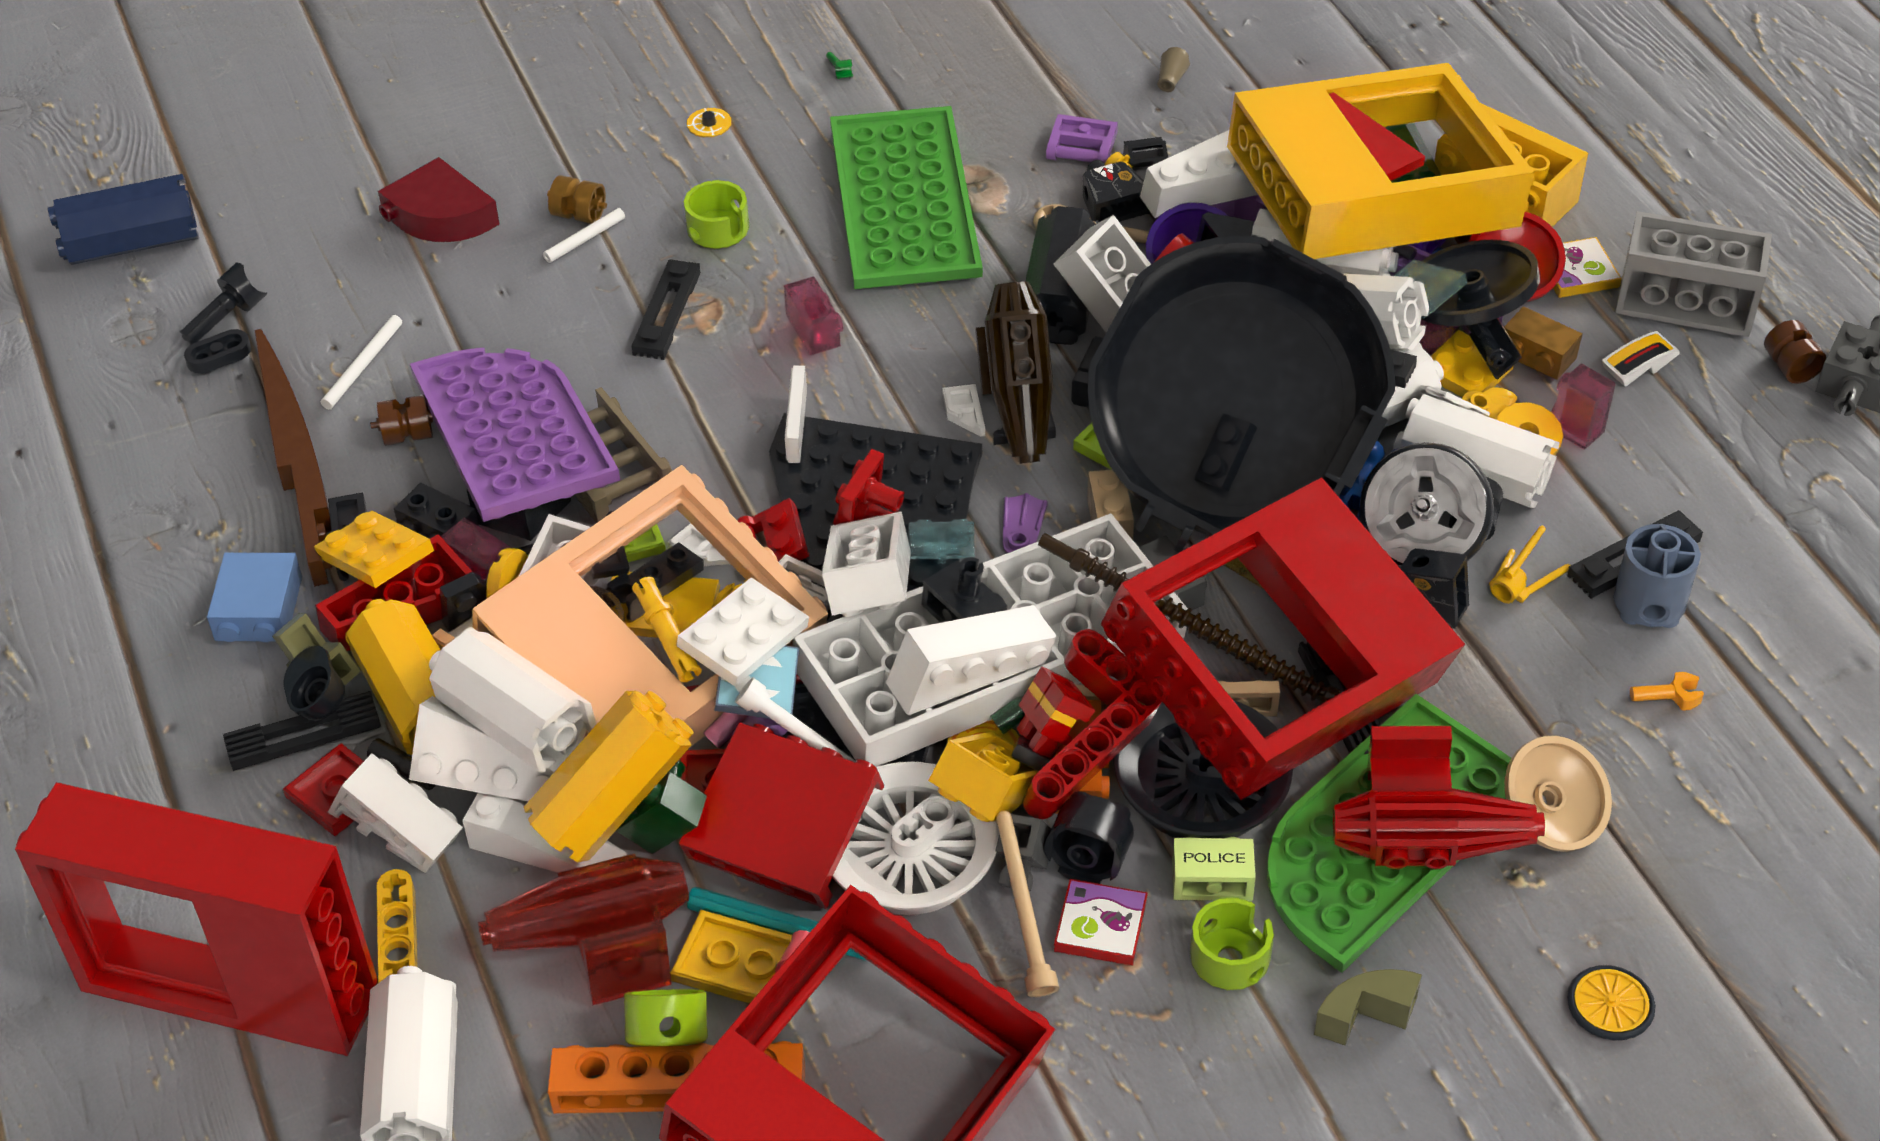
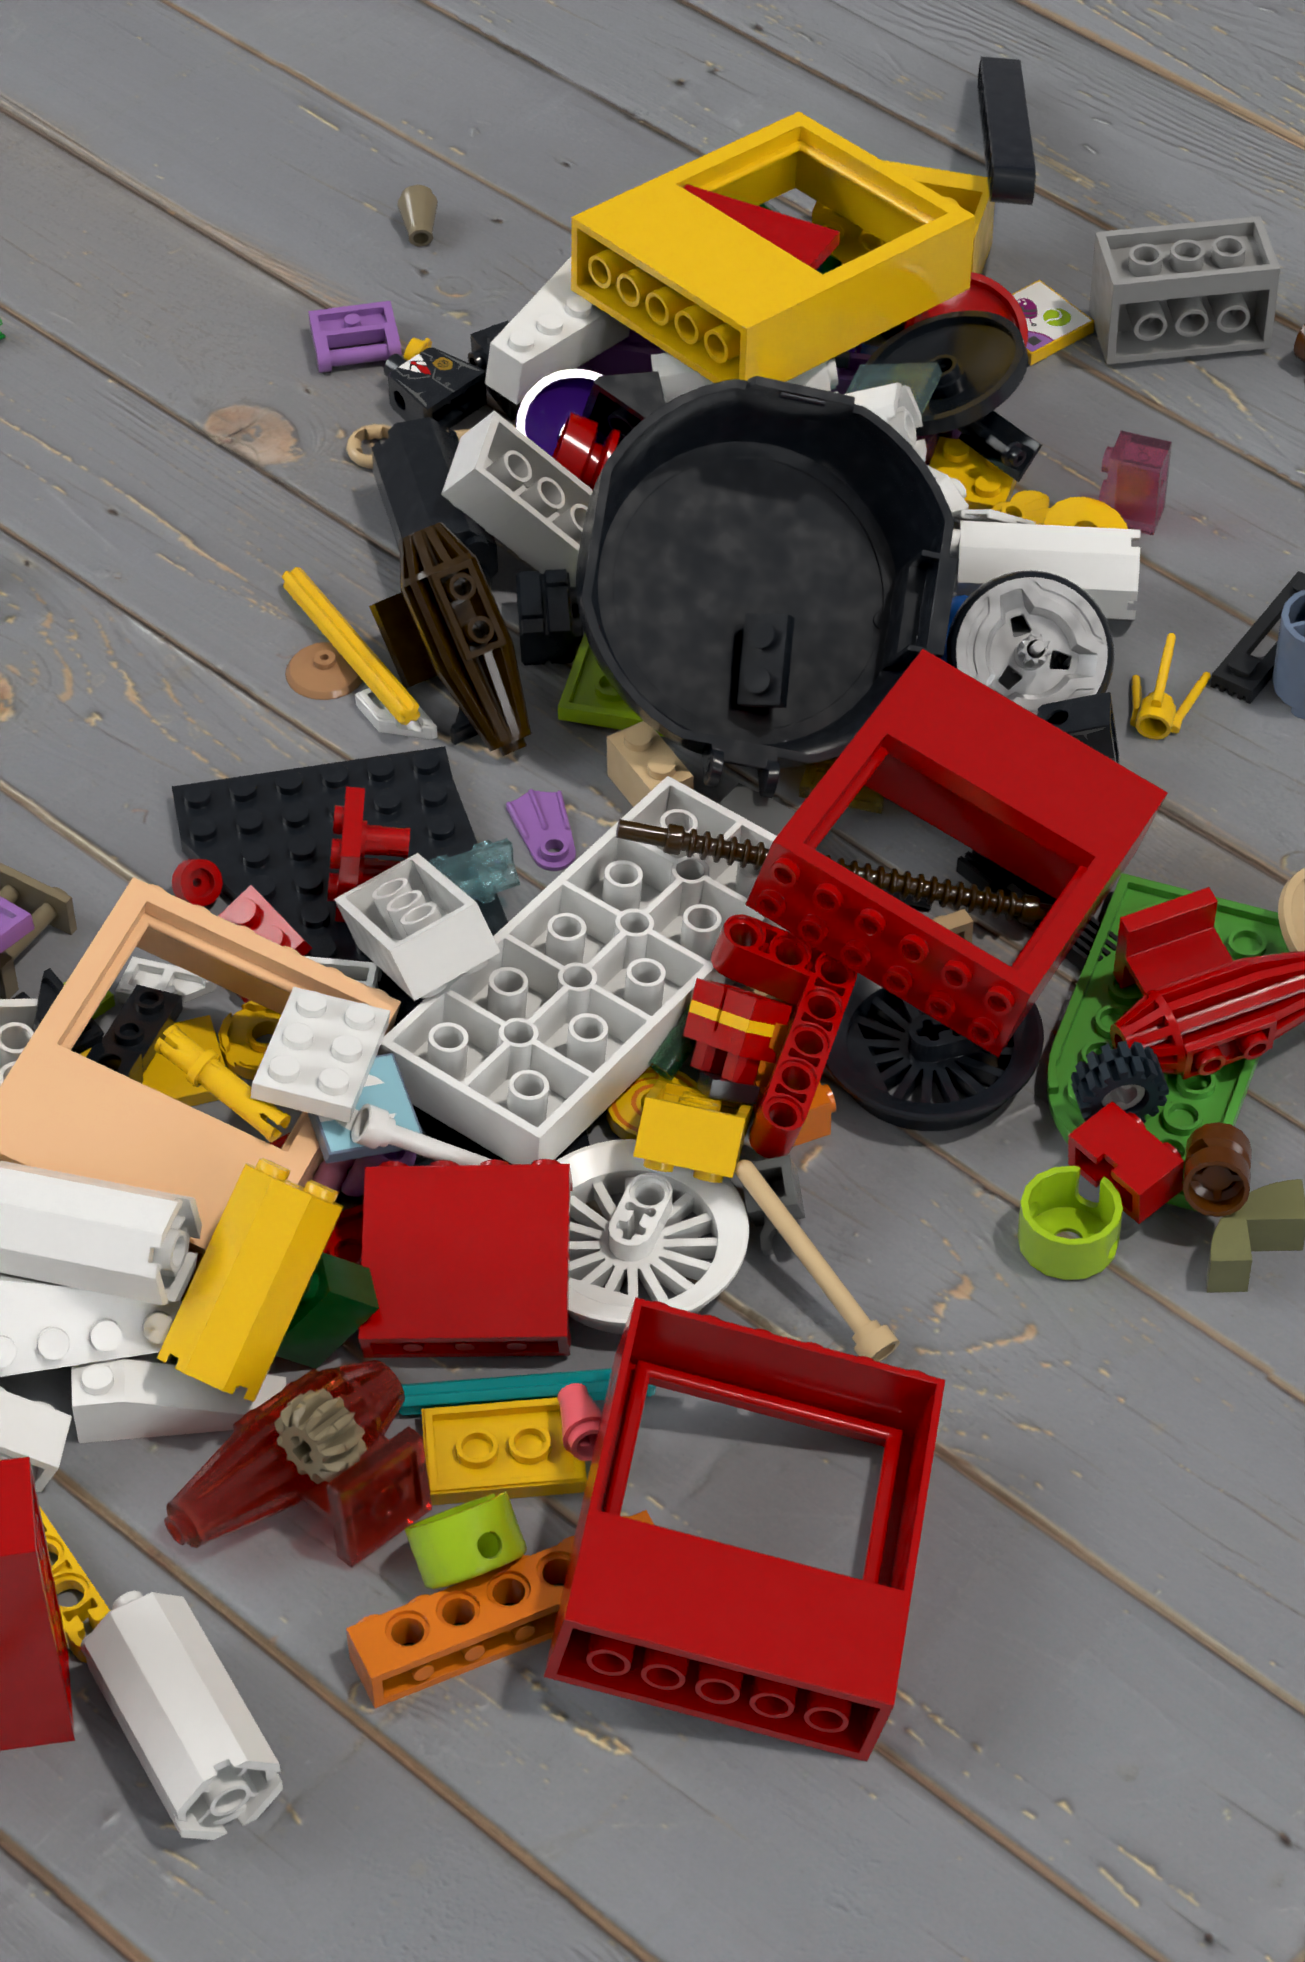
camera: 25 degrees left, 0 degrees up
(594, 903) = (320, 1435): none -> dark tan gear
(766, 490) = (197, 881): none -> red tile
(795, 414) = (200, 780): white tile -> none
(812, 315) = (142, 653): clear pink brick -> none
(904, 198) = (168, 471): bright green plate -> none
(935, 366) = (321, 673): none -> medium nougat piece
(956, 354) = (351, 646): none -> yellow axle
(959, 593) = (567, 933): black brick -> none
(967, 654) = (607, 993): white wedge -> none
(1090, 838) = (847, 1162): black brick -> none
(1101, 922) = (902, 1254): tile -> none
(1145, 158) = (449, 334): black piece -> none
(1213, 868) = (1000, 1148): yellowish green brick -> none
(1293, 907) = (1128, 1155): none -> red brick
(1314, 853) = (1120, 1075): none -> black bush
(1355, 944) = (1217, 1169): none -> reddish brown wheel
(1543, 342) = (1053, 419): pearl gold brick -> none
(1616, 121) = (1006, 131): none -> black beam
(1639, 355) = (1163, 405): slope -> none

